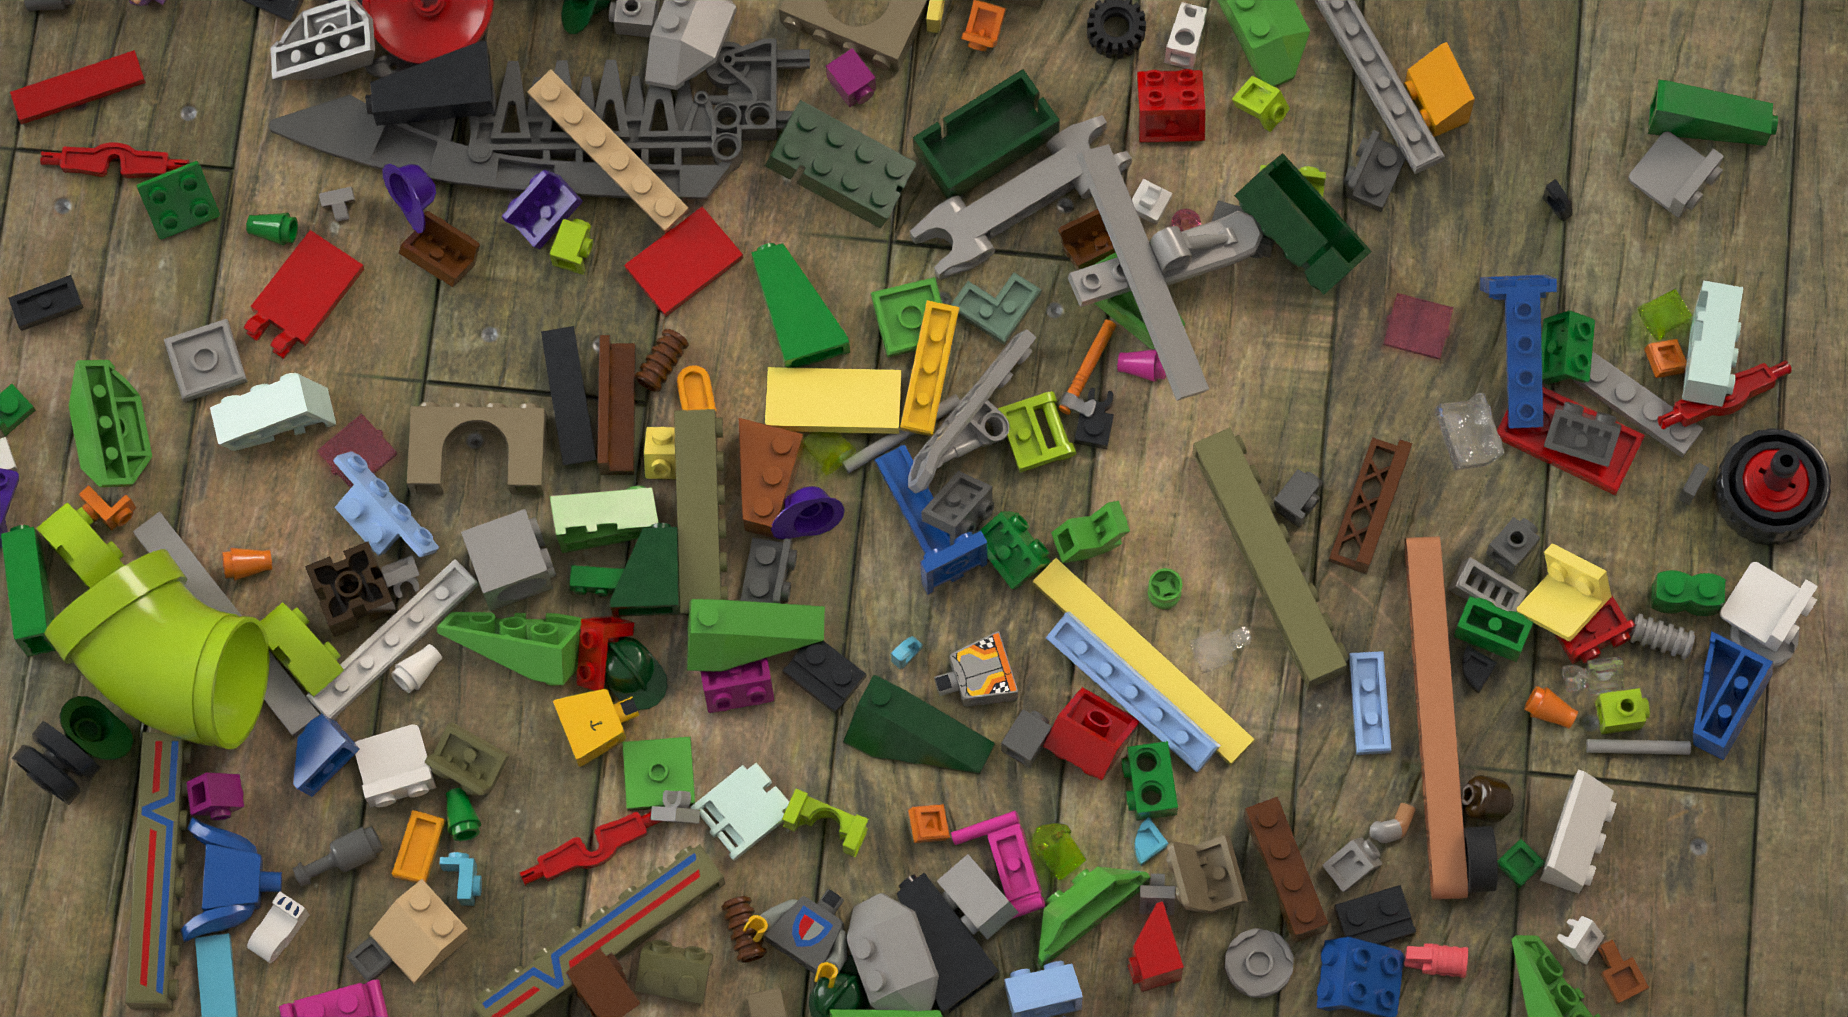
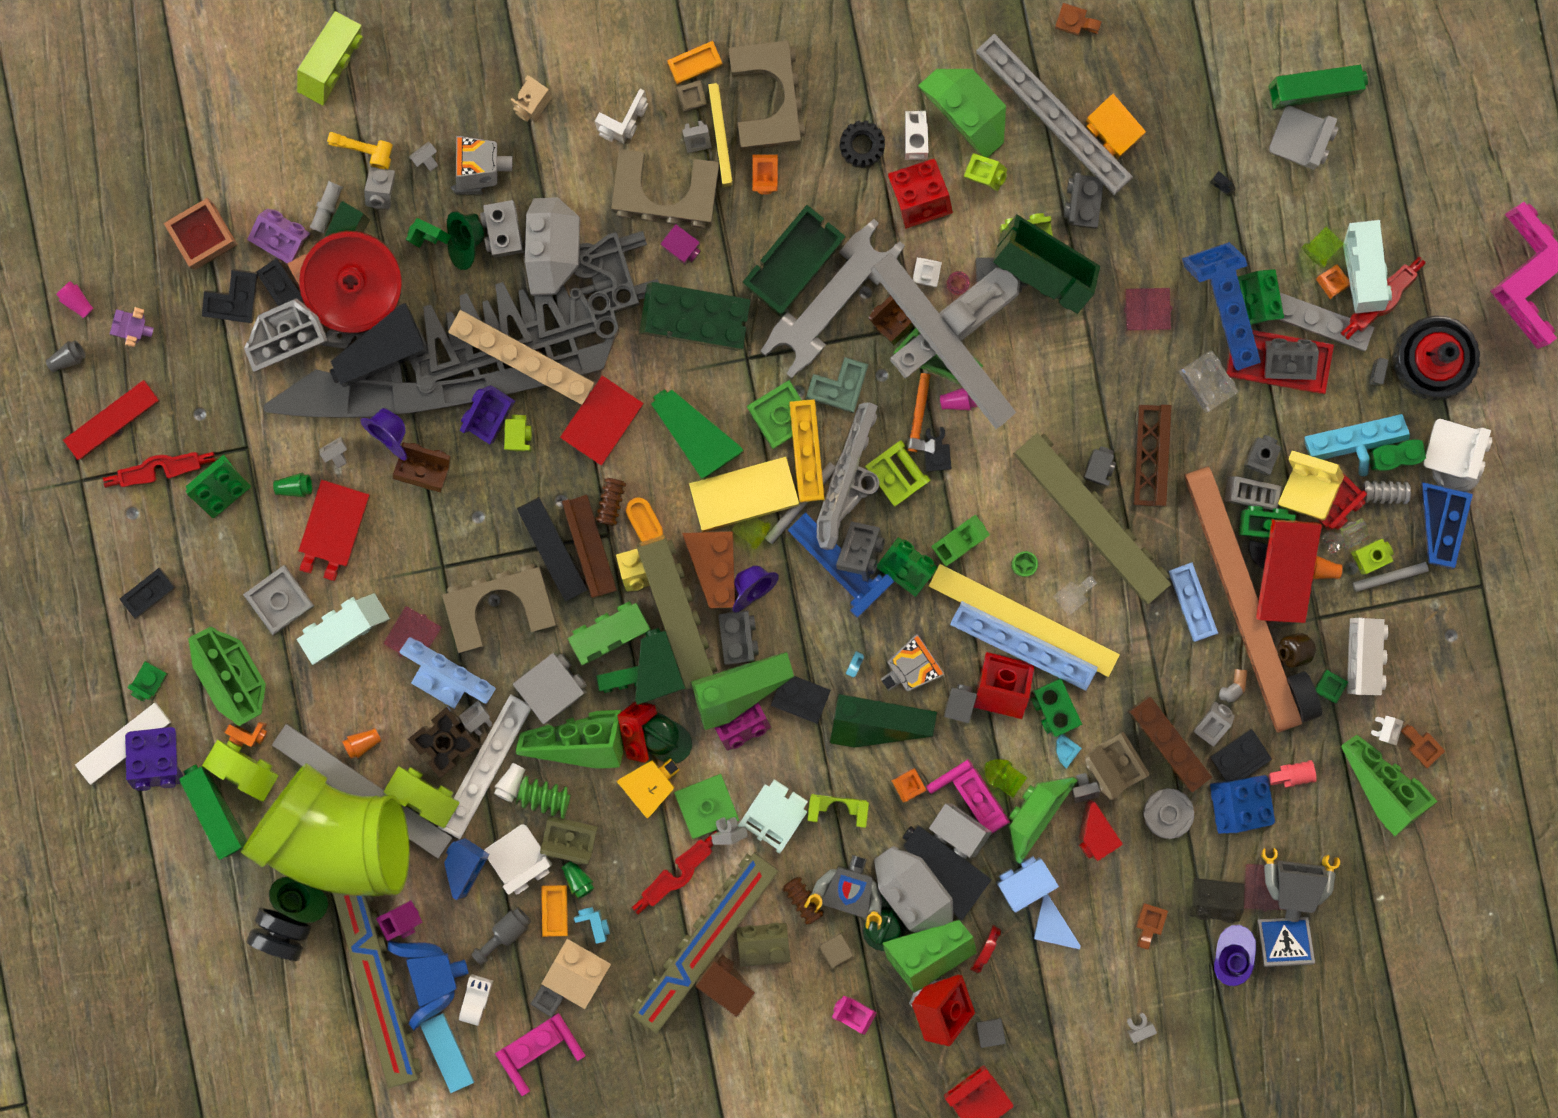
camera: 20 degrees left, 15 degrees up
(453, 697) = (543, 796): none -> bright green piece
(1504, 689) = (1288, 571): none -> red tile
(1643, 560) = (1358, 439): none -> medium azure plate

